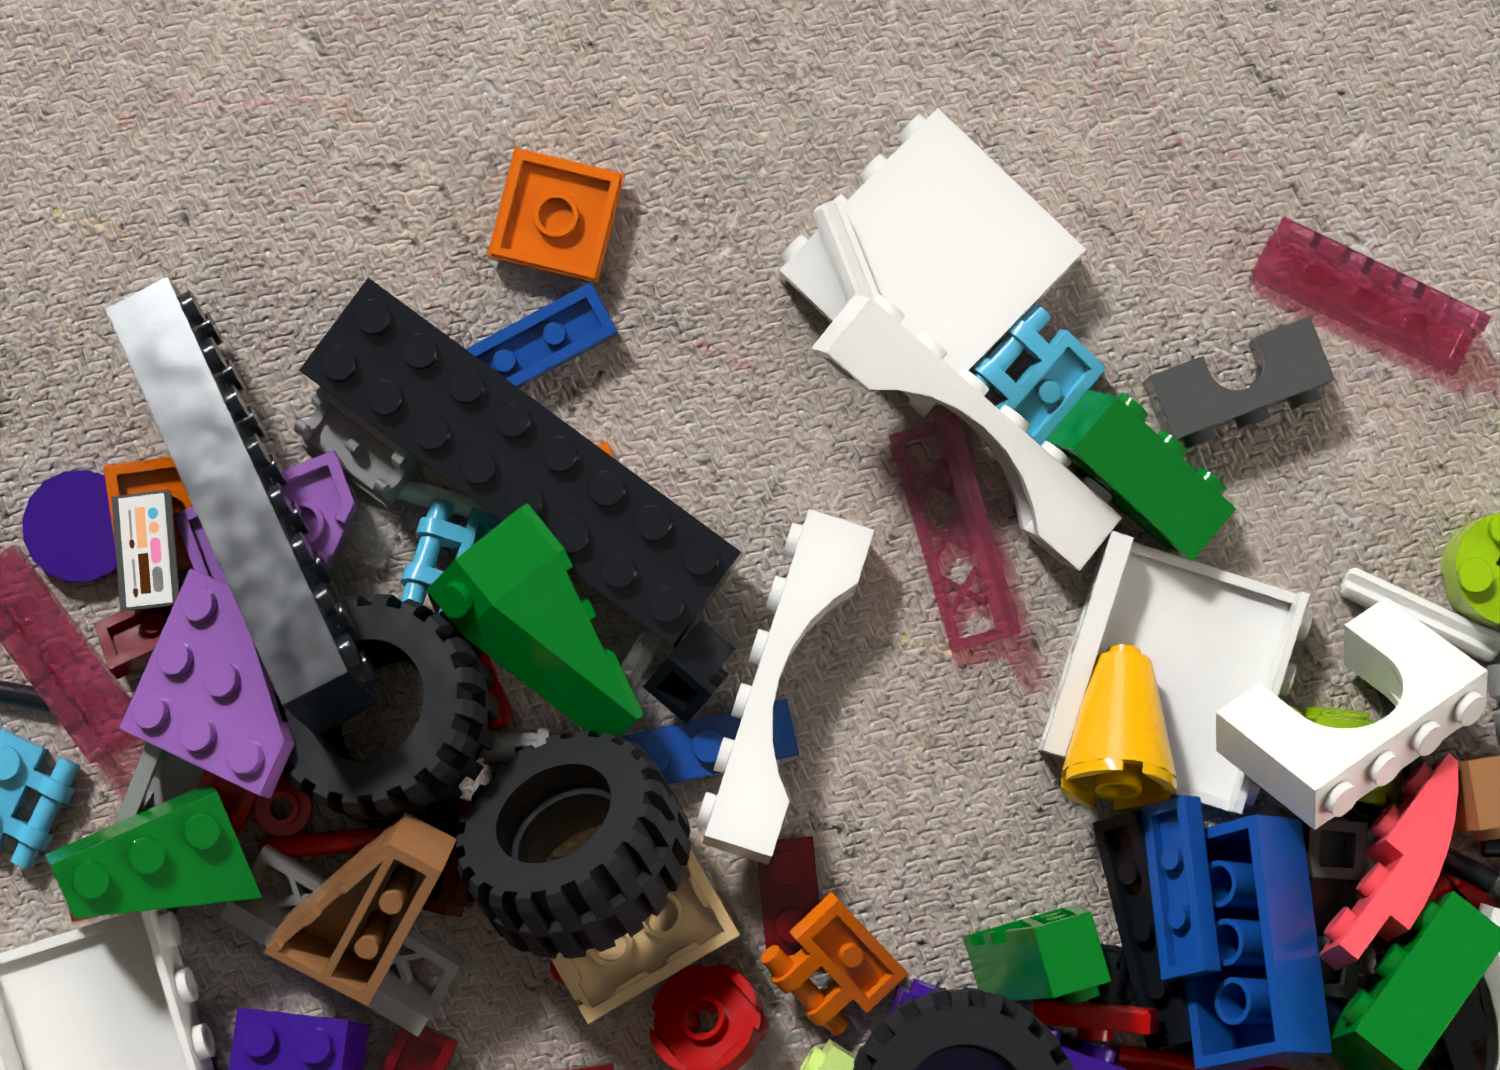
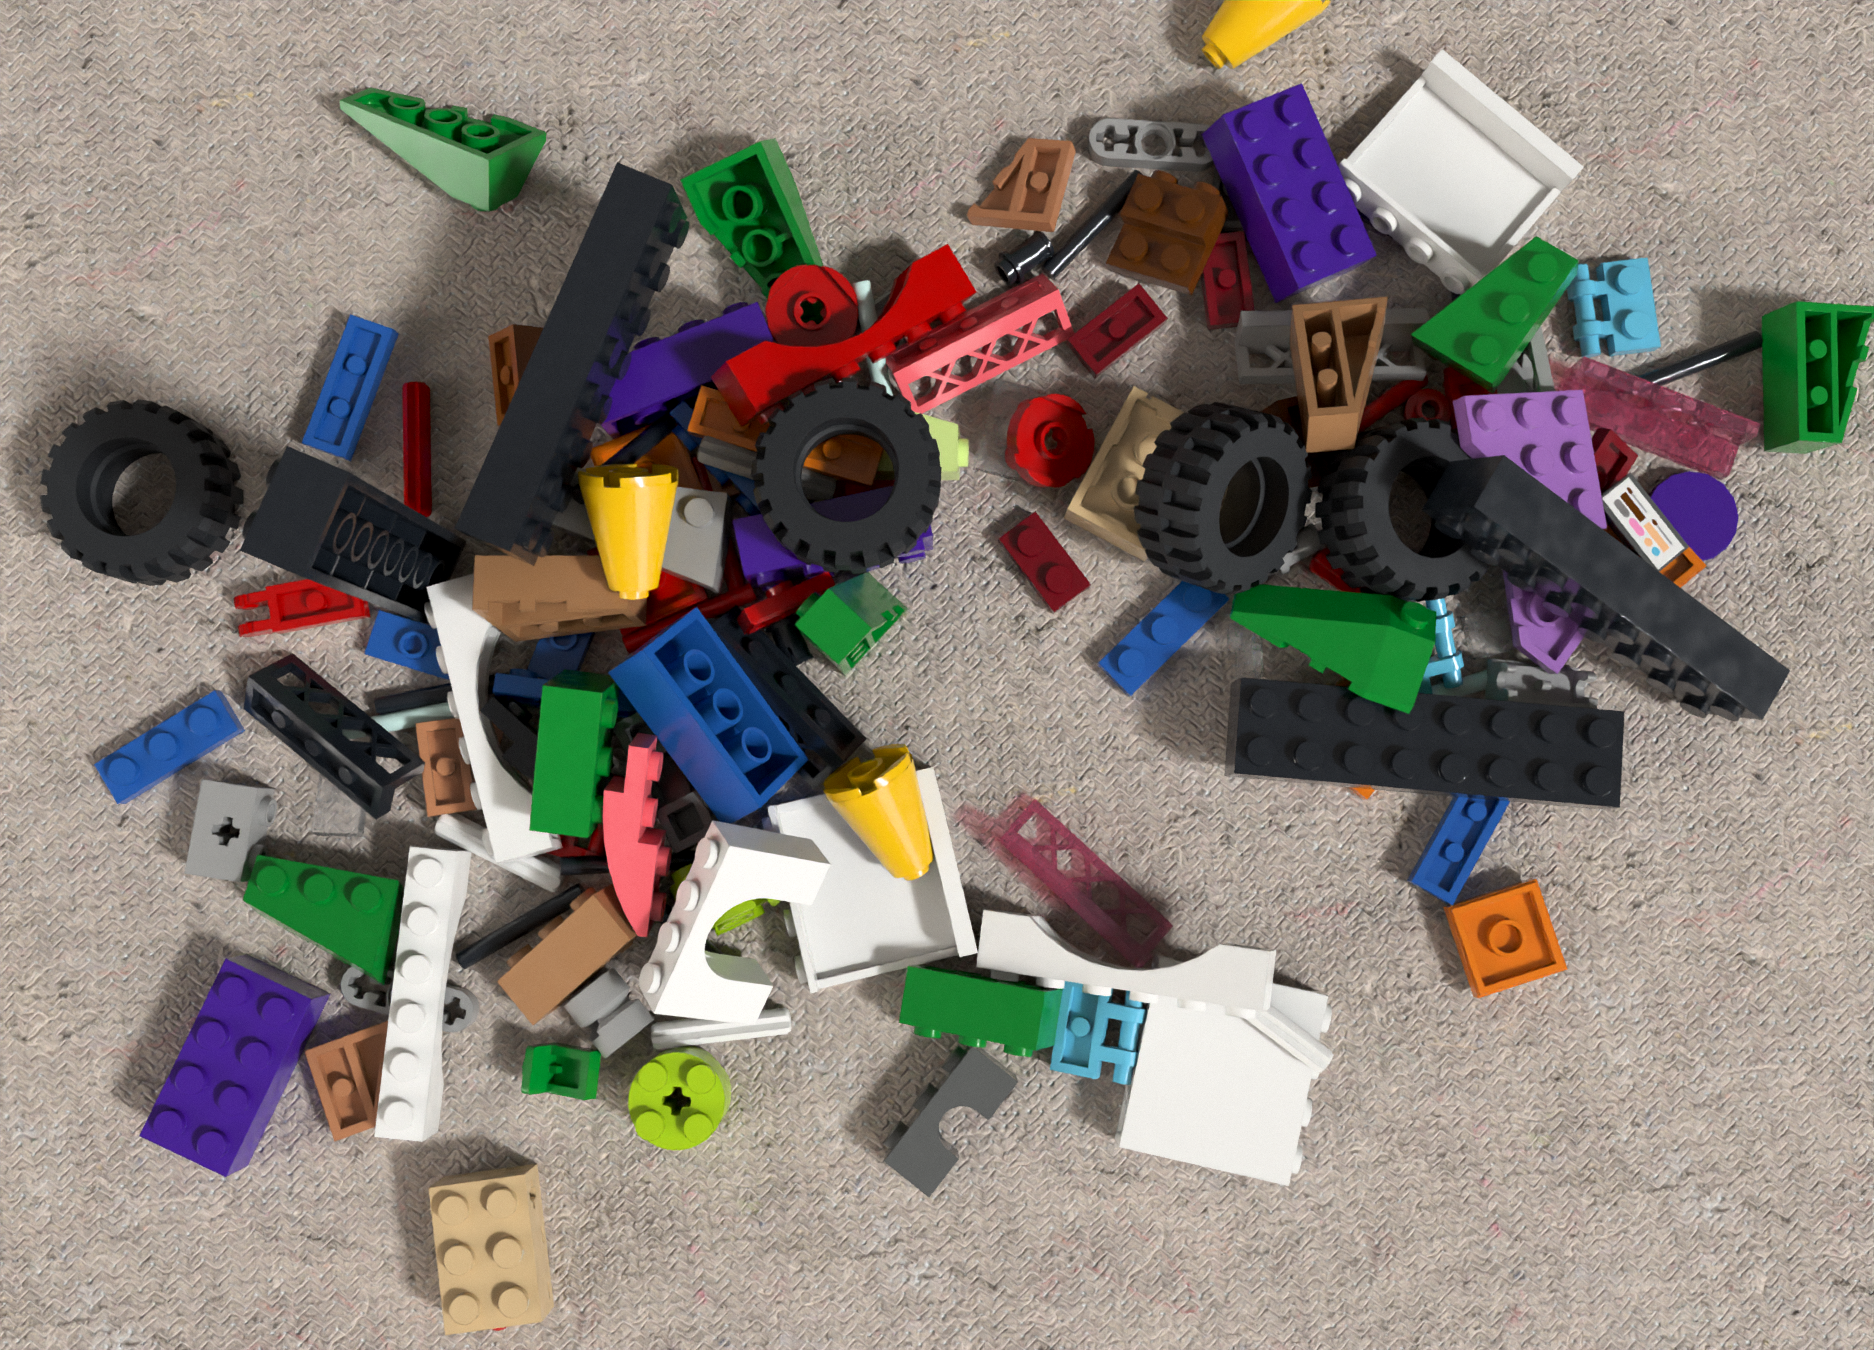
camera: 150 degrees right, 0 degrees up
(691, 672) = (1210, 672): black brick -> none
(751, 797) = (1161, 795): white arch -> none
(846, 952) = (986, 545): orange plate -> none
(1181, 888) = (780, 726): blue plate -> none
(1368, 295) = (893, 1239): clear pink fence -> none

